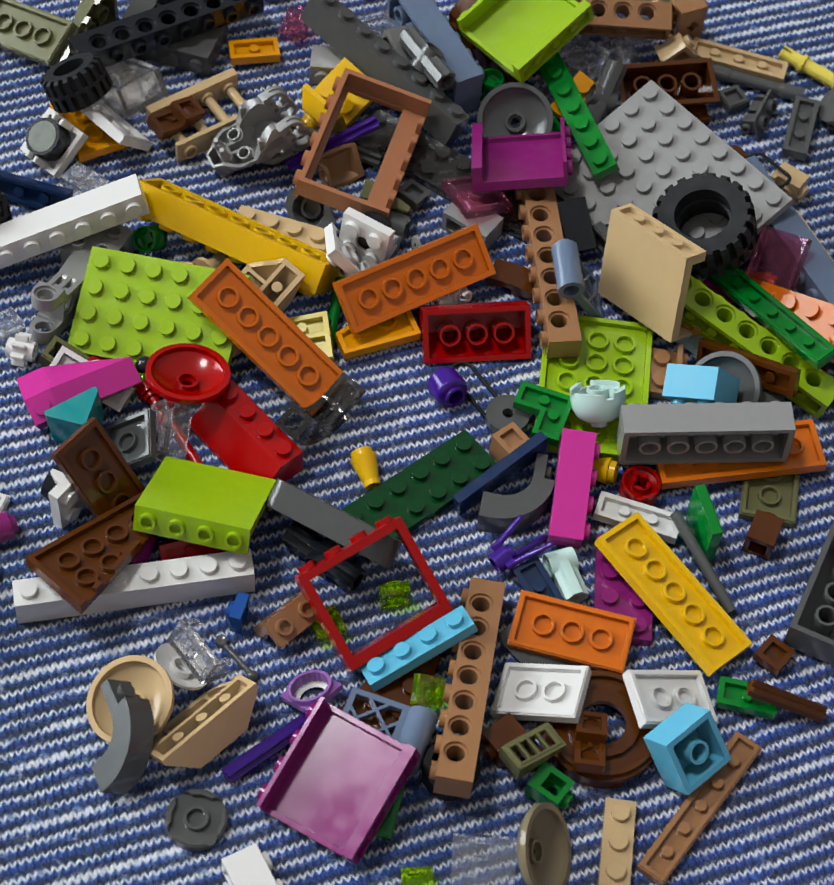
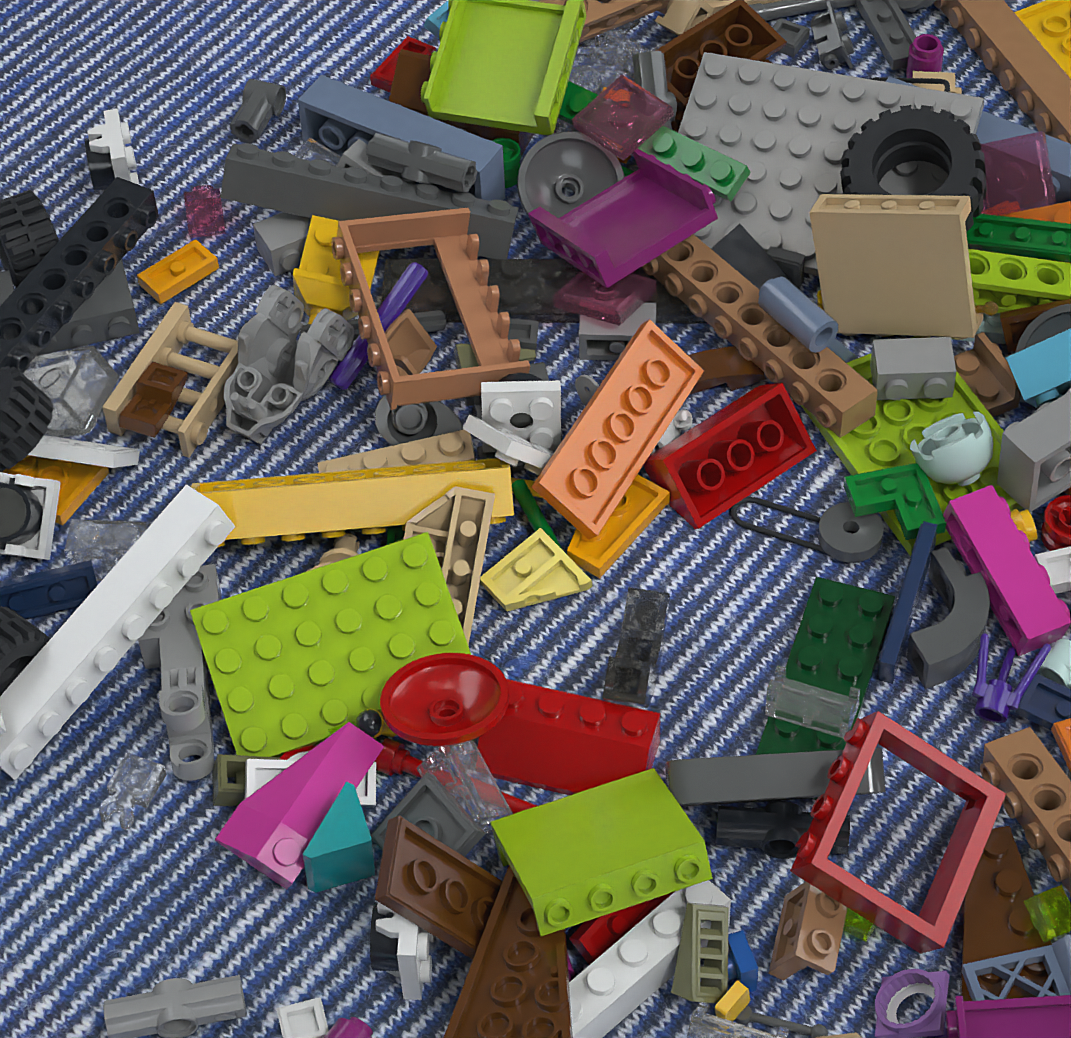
camera: 25 degrees left, 5 degrees down
(21, 349) = (185, 799): white gear -> none
(144, 241) = (235, 571): green wheel -> none
(201, 598) = (715, 968): none -> olive slope
(214, 630) = (733, 1002): none -> yellow piece
(265, 334) = (501, 596): orange plate -> none
(366, 466) = (738, 689): yellow cone -> none
(392, 495) = (810, 705): none -> clear hinge
(394, 594) = (906, 822): clear neon green plate -> none
(418, 648) = (1002, 867): medium azure plate -> none
(447, 387) = (755, 538): dark purple head -> none
(506, 441) = (887, 563): medium nougat panel -> none
(569, 94) = (623, 117): none -> clear pink tile
(619, 341) = (913, 368): none -> light grey brick
(801, 156) = (925, 55): none -> magenta brick

